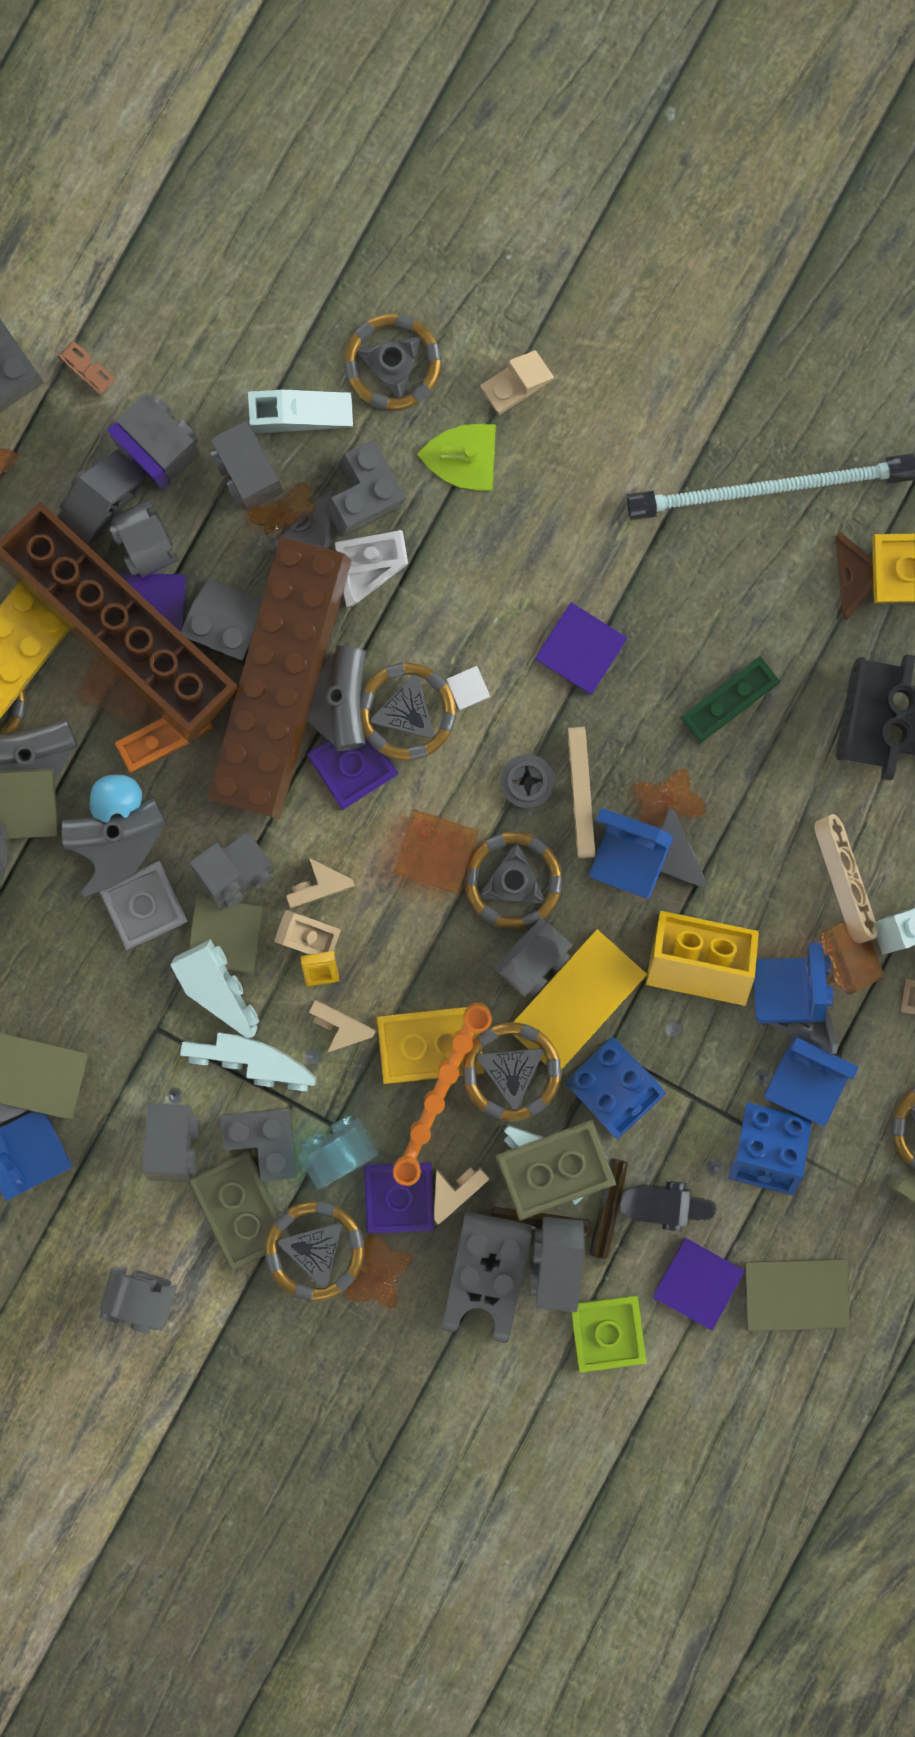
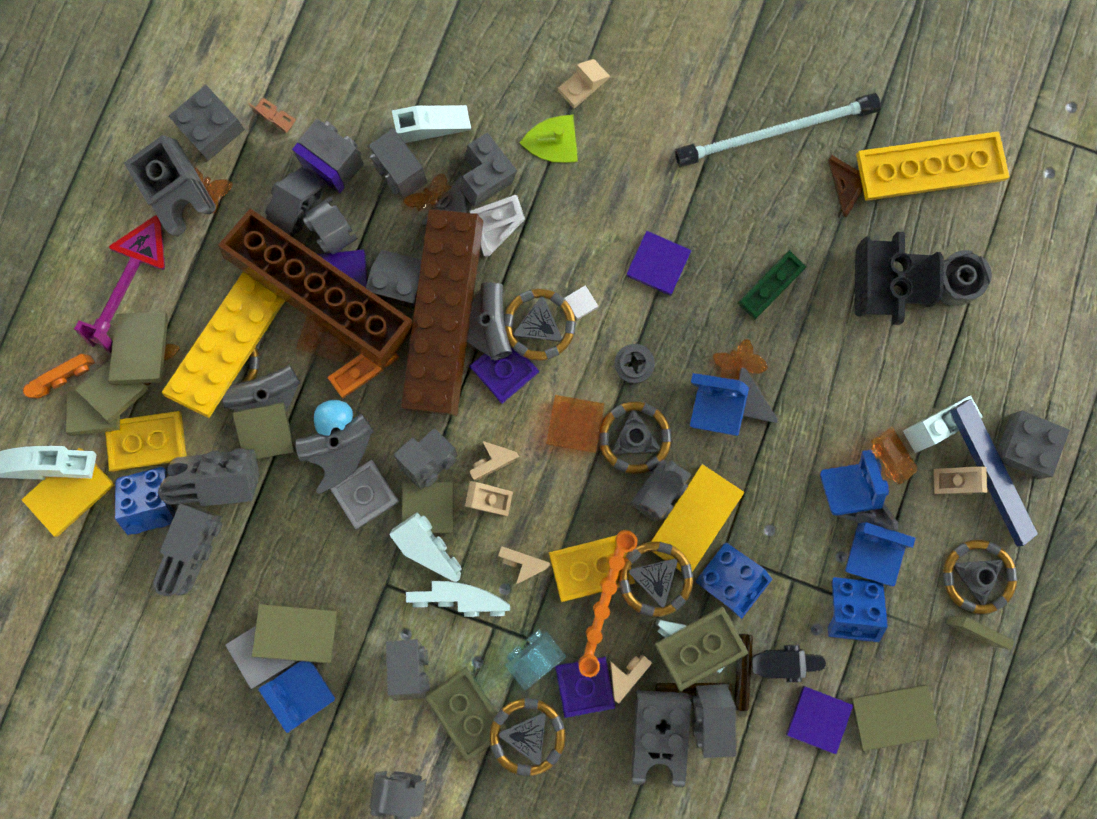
camera: 10 degrees left, 5 degrees down
(269, 1132) = (477, 650): dark grey brick -> none
(319, 968) = (501, 522): yellow tile -> none
(381, 1274) = (580, 747): clear orange piece -> none
(392, 362) = (492, 81): dark grey piece -> none
(581, 792) = (675, 366): tan beam -> none
(608, 1333) = (758, 768): lime tile -> none
(703, 958) = (784, 474): yellow slope -> none
(846, 879) = (879, 401): tan beam -> none

